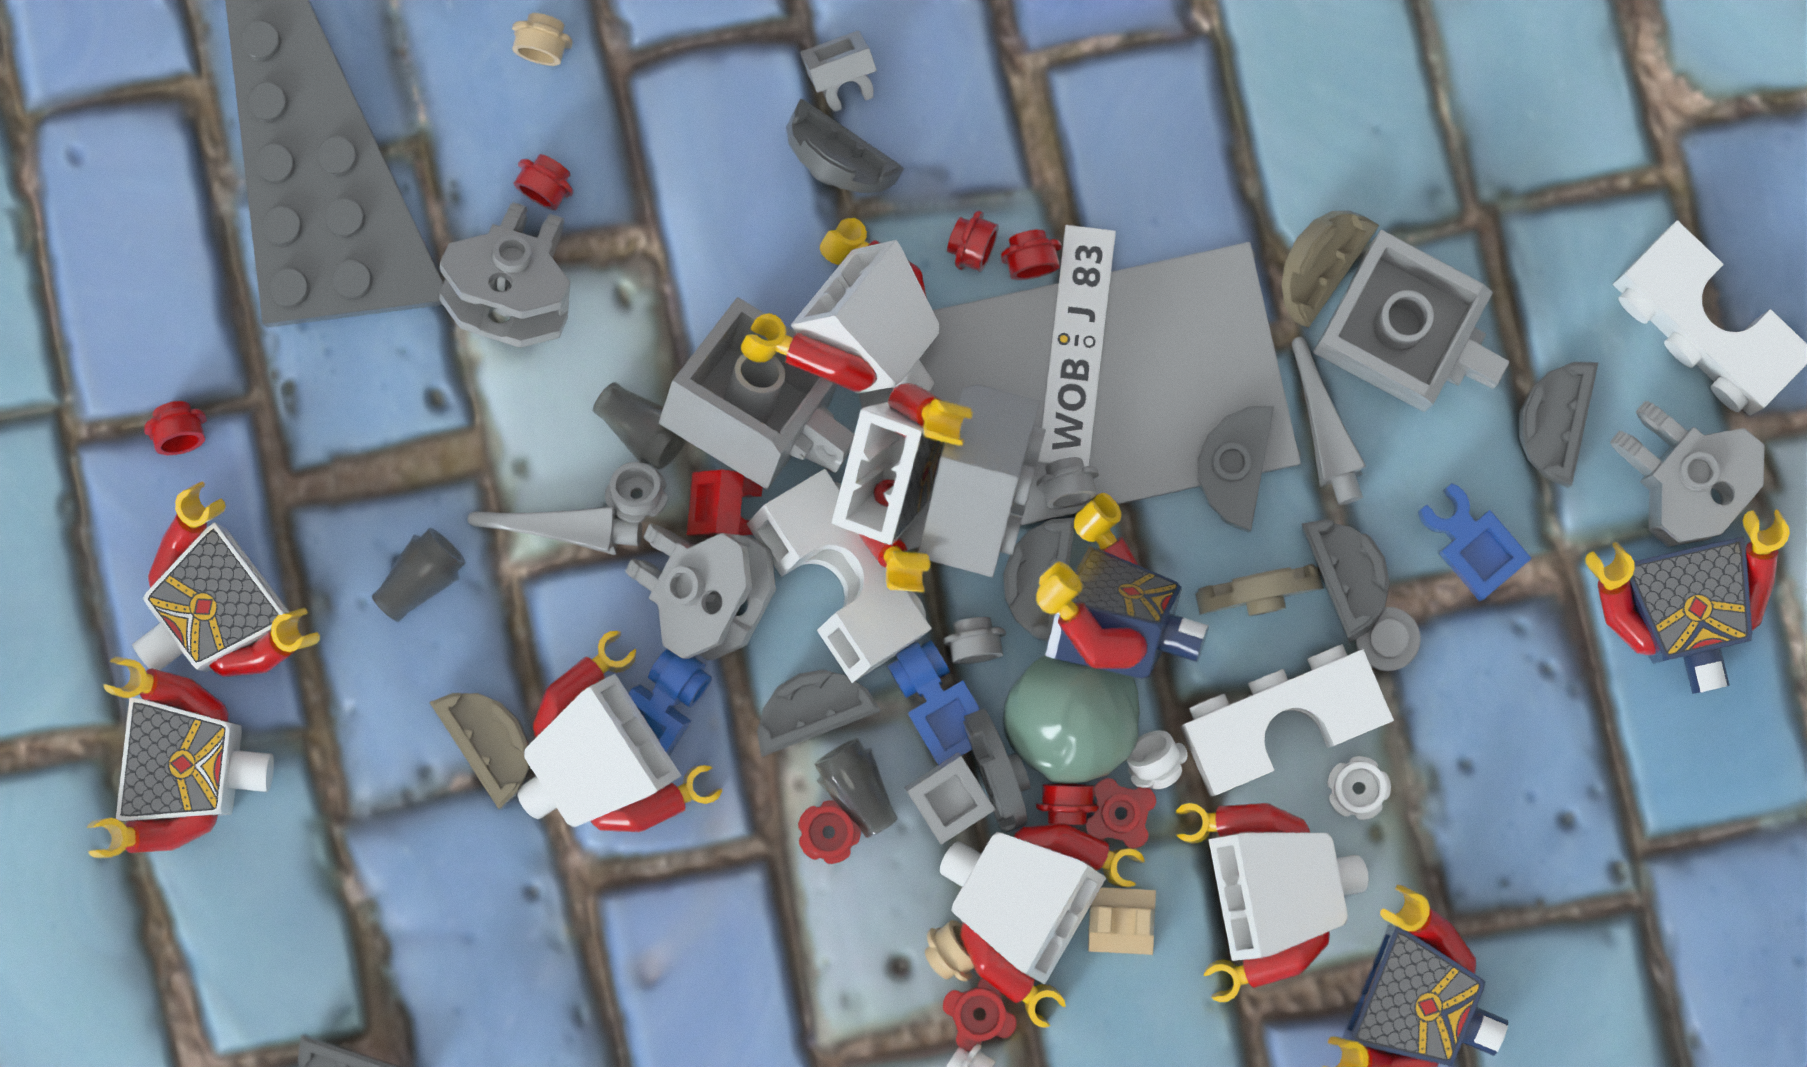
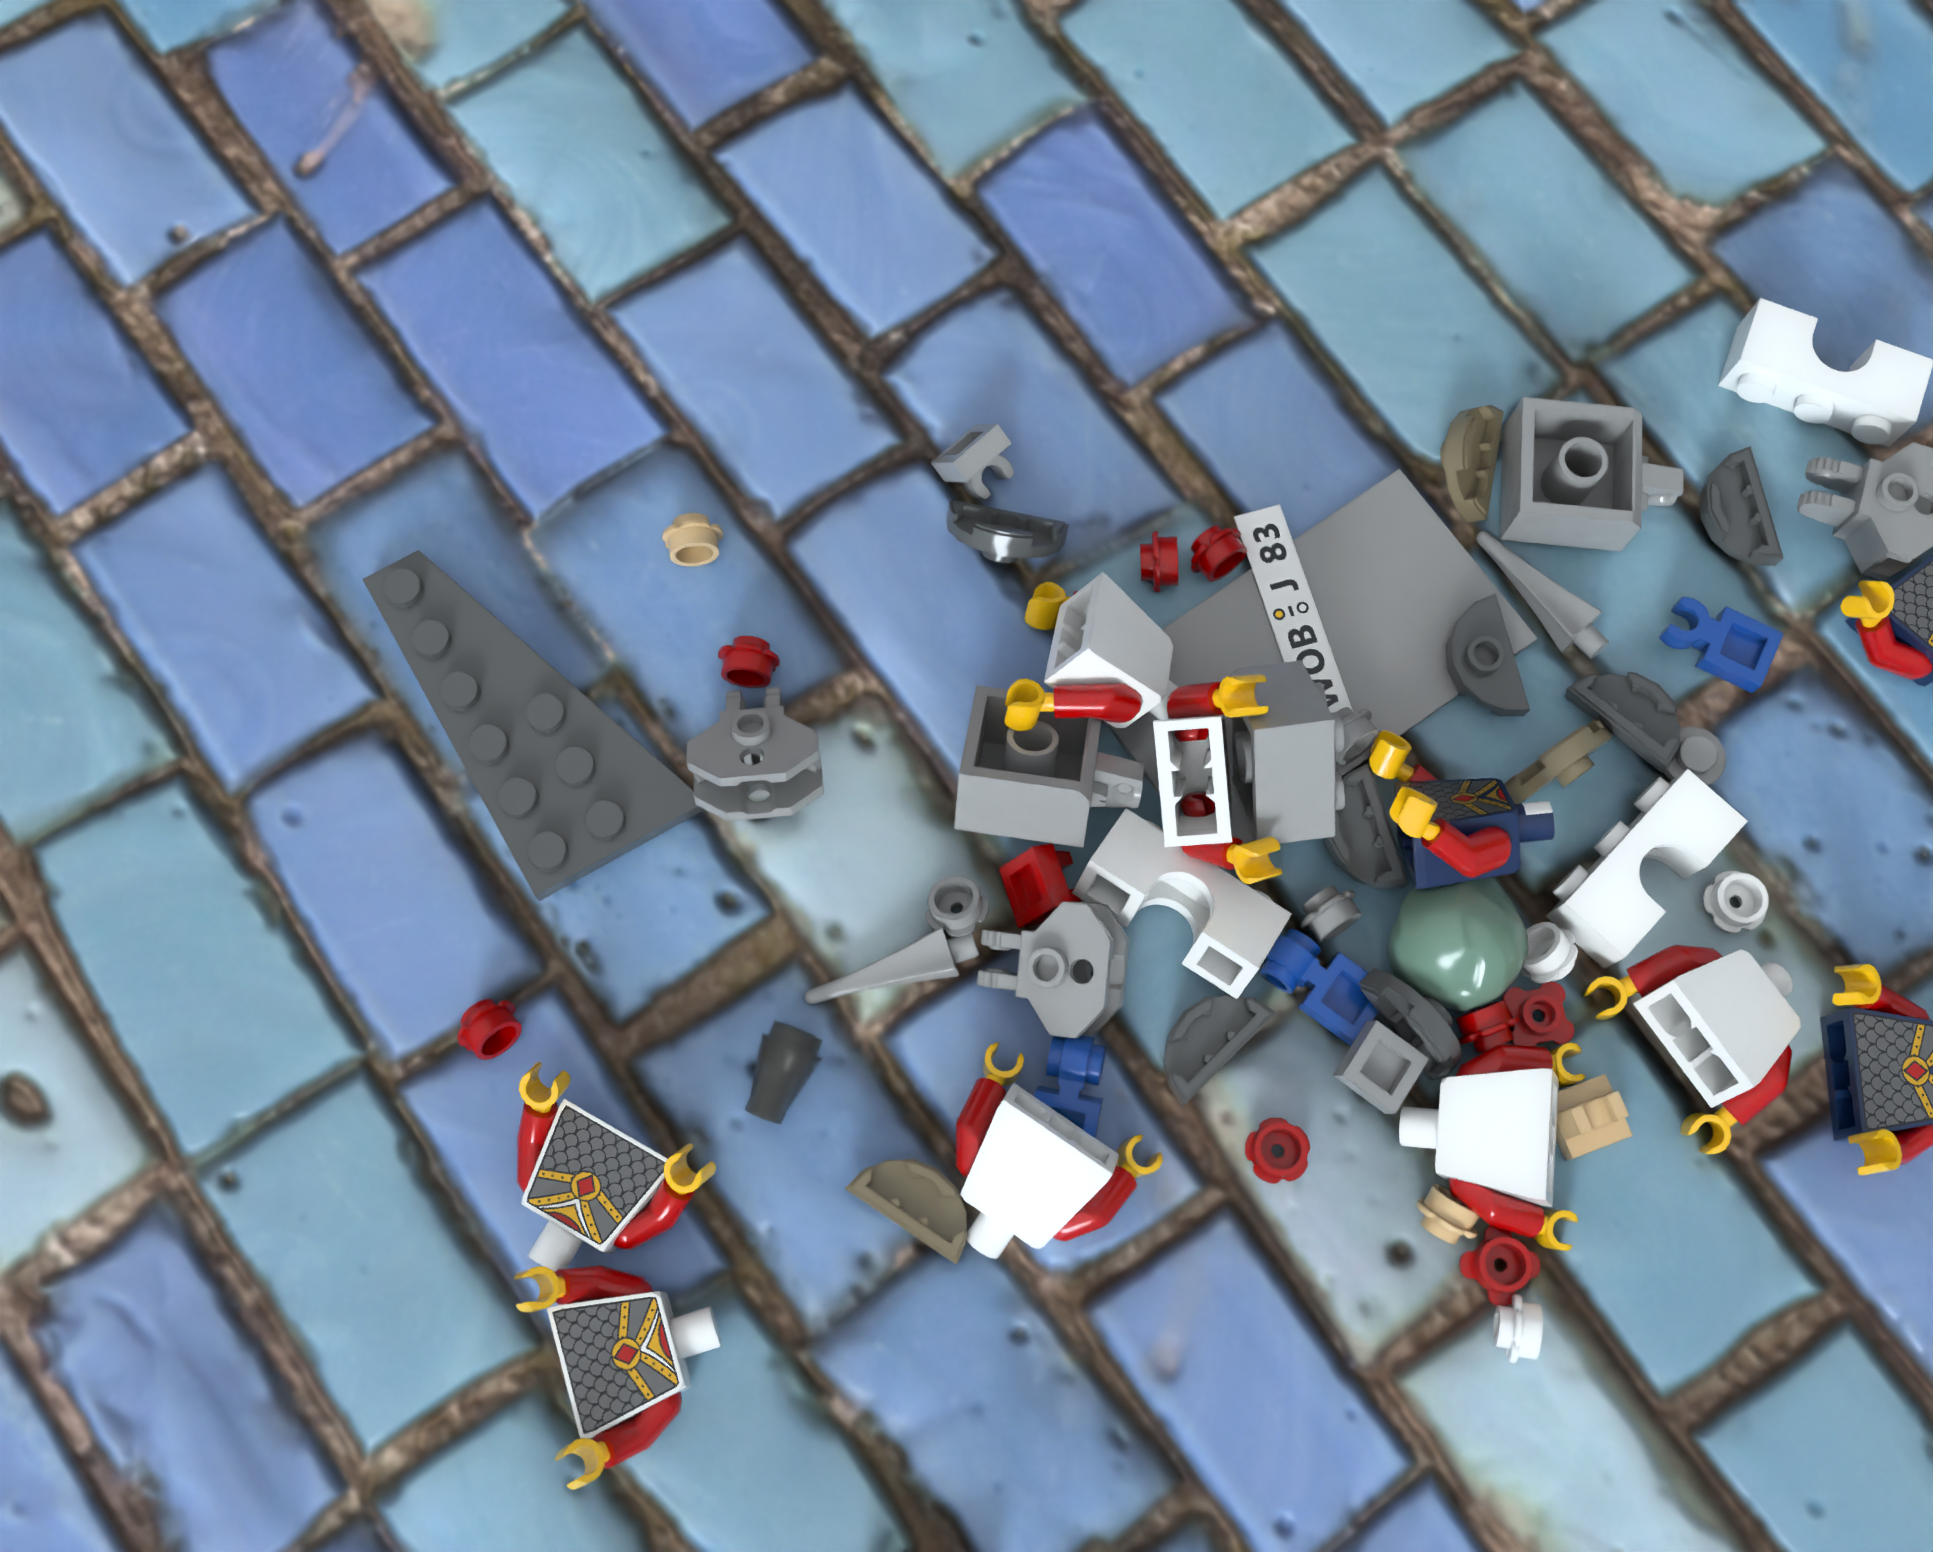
camera: 30 degrees left, 10 degrees down
(637, 425) = (932, 844): clear smoke cone -> none
(856, 785) = (1283, 1093): clear smoke cone -> none

